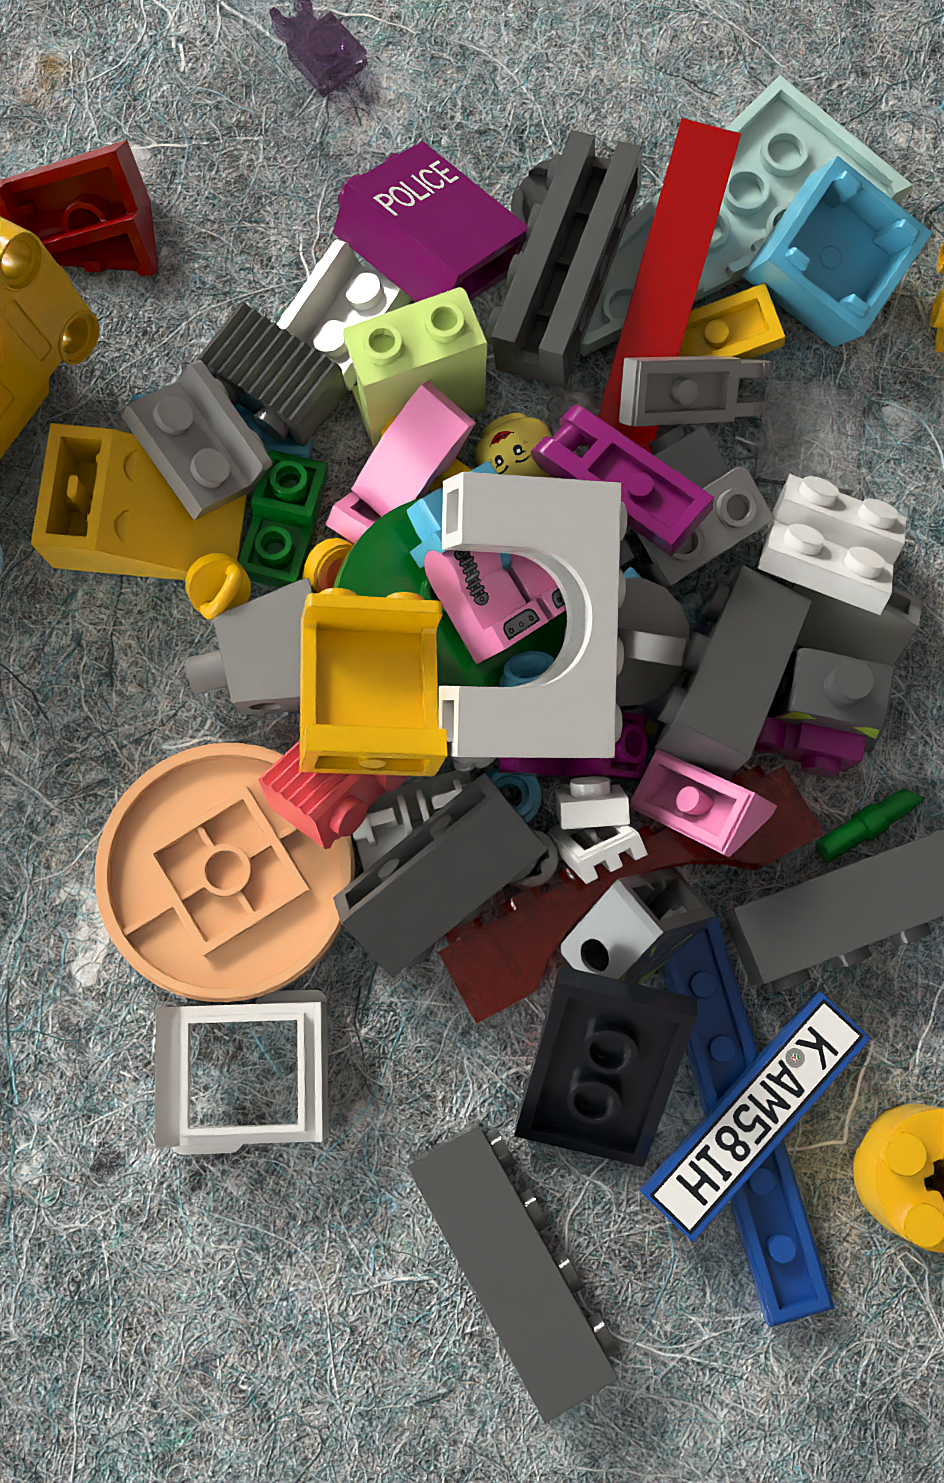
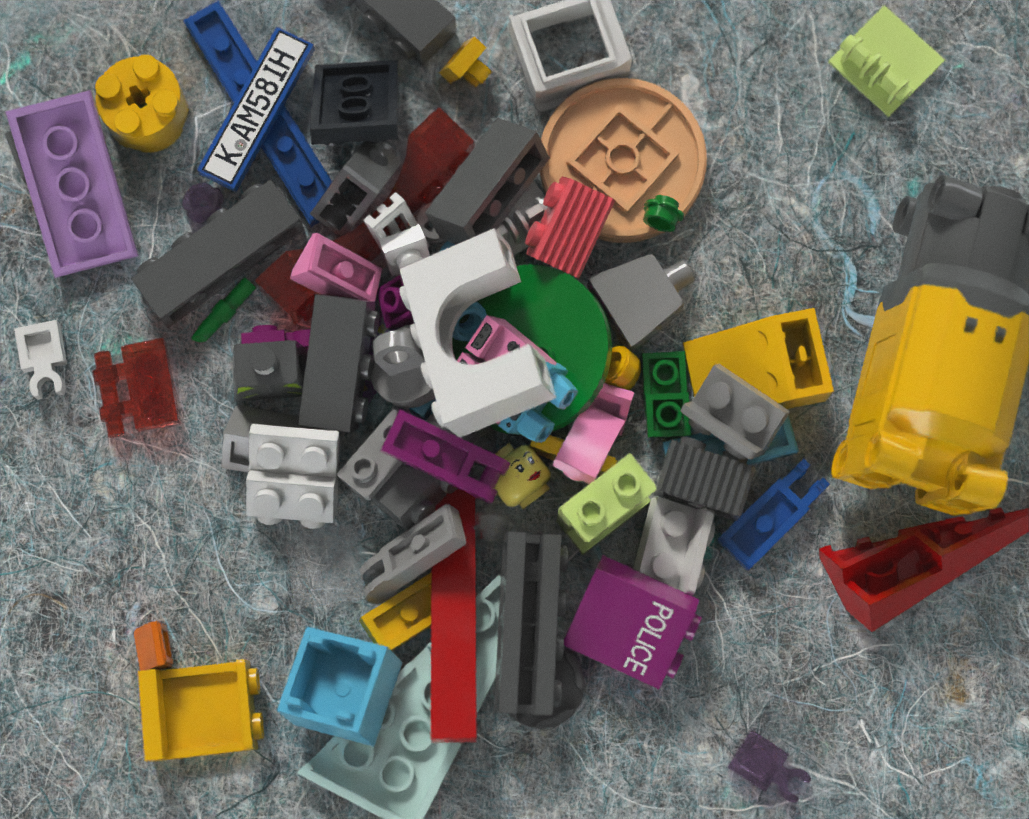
camera: 165 degrees right, 0 degrees up
(189, 323) = (769, 518): none -> blue hinge
(195, 757) = (662, 213): none -> green plate
(217, 584) = (690, 329): yellow tile -> none
(370, 685) = (563, 268): yellow panel -> none
(412, 1095) = (466, 64): none -> yellow tile
(882, 988) = (195, 195): none -> clear purple plate

